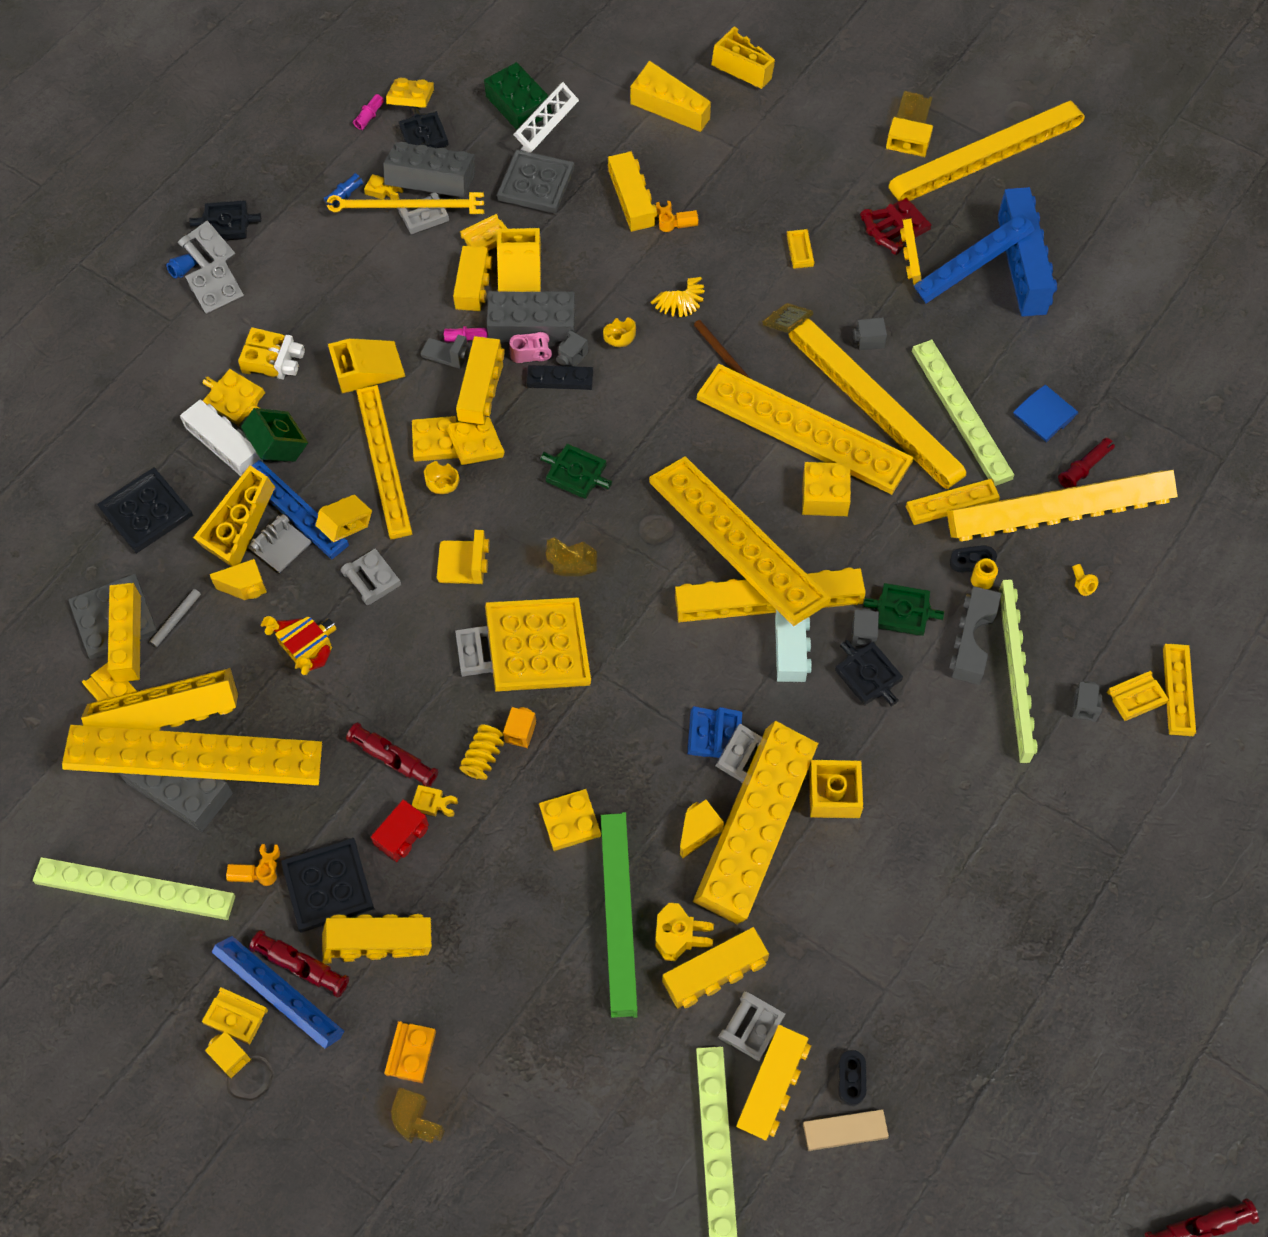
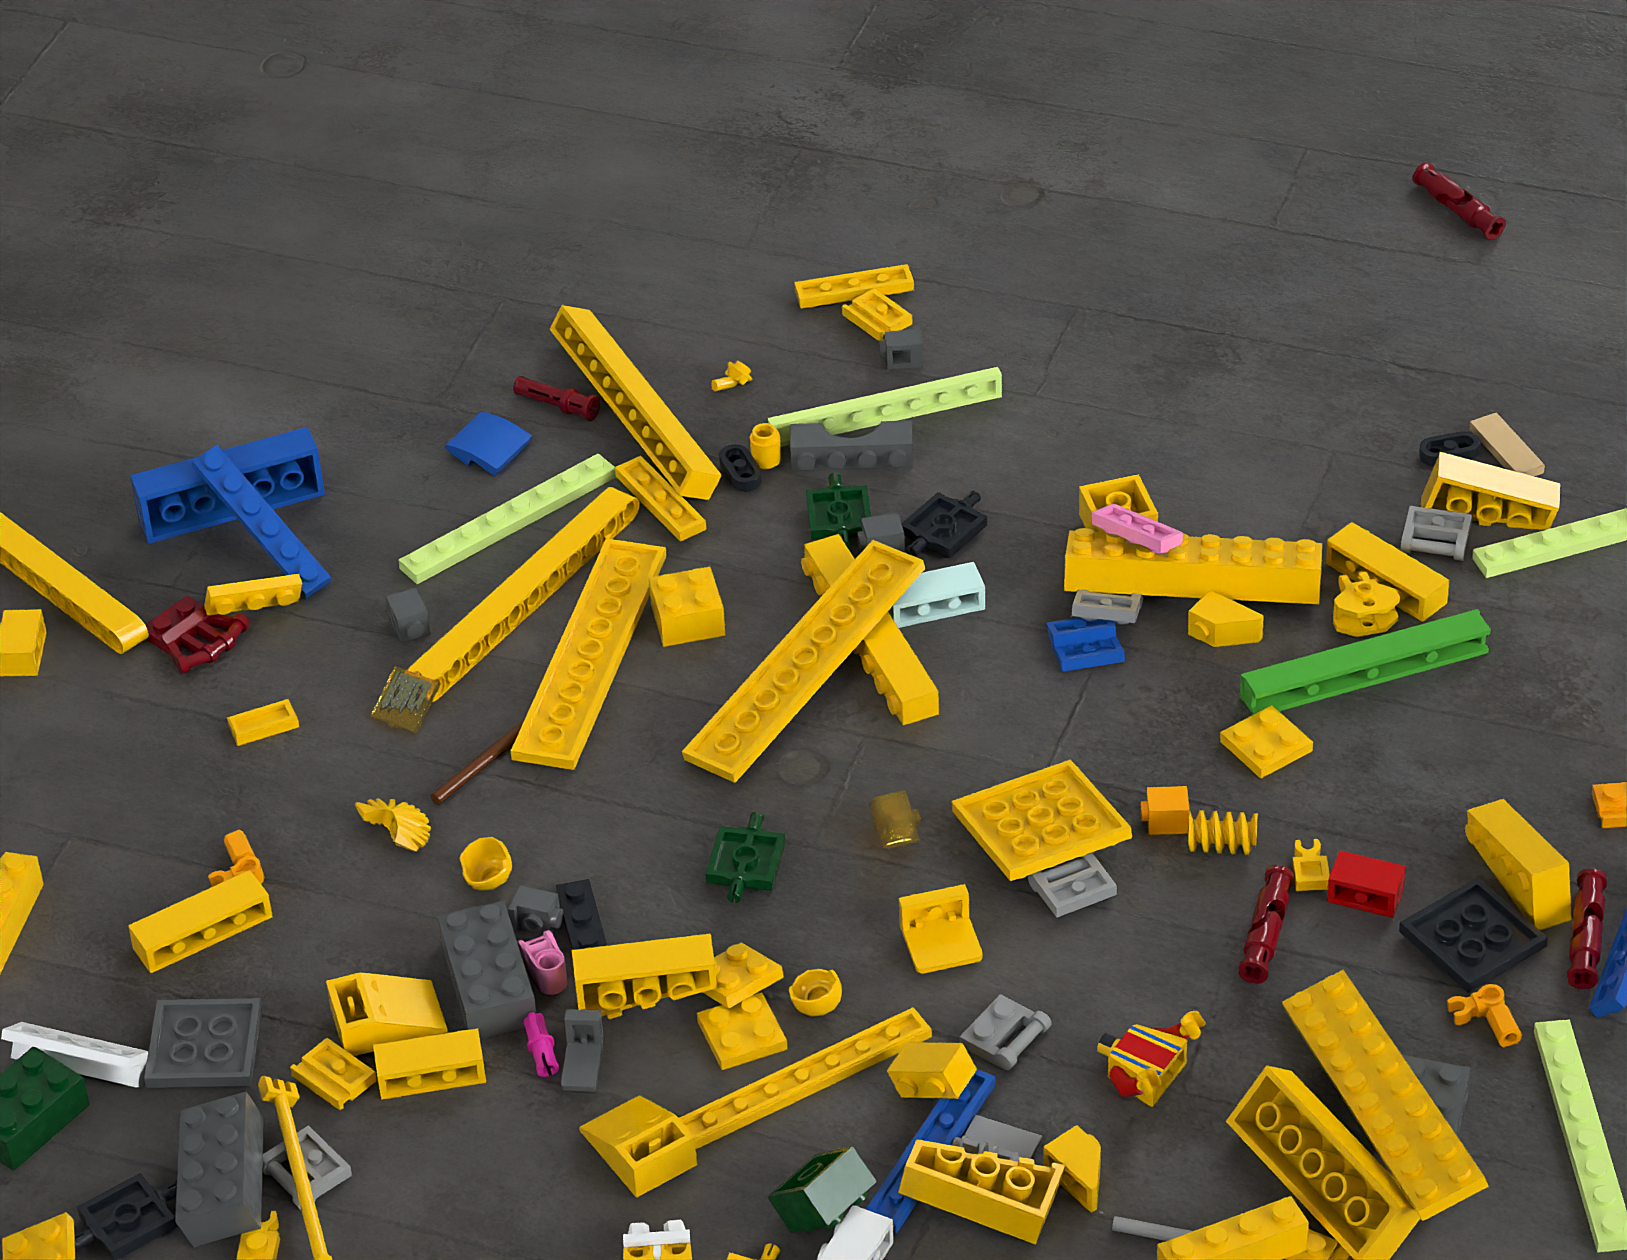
camera: 105 degrees left, 20 degrees down
(785, 775) = (1137, 528): none -> bright pink plate

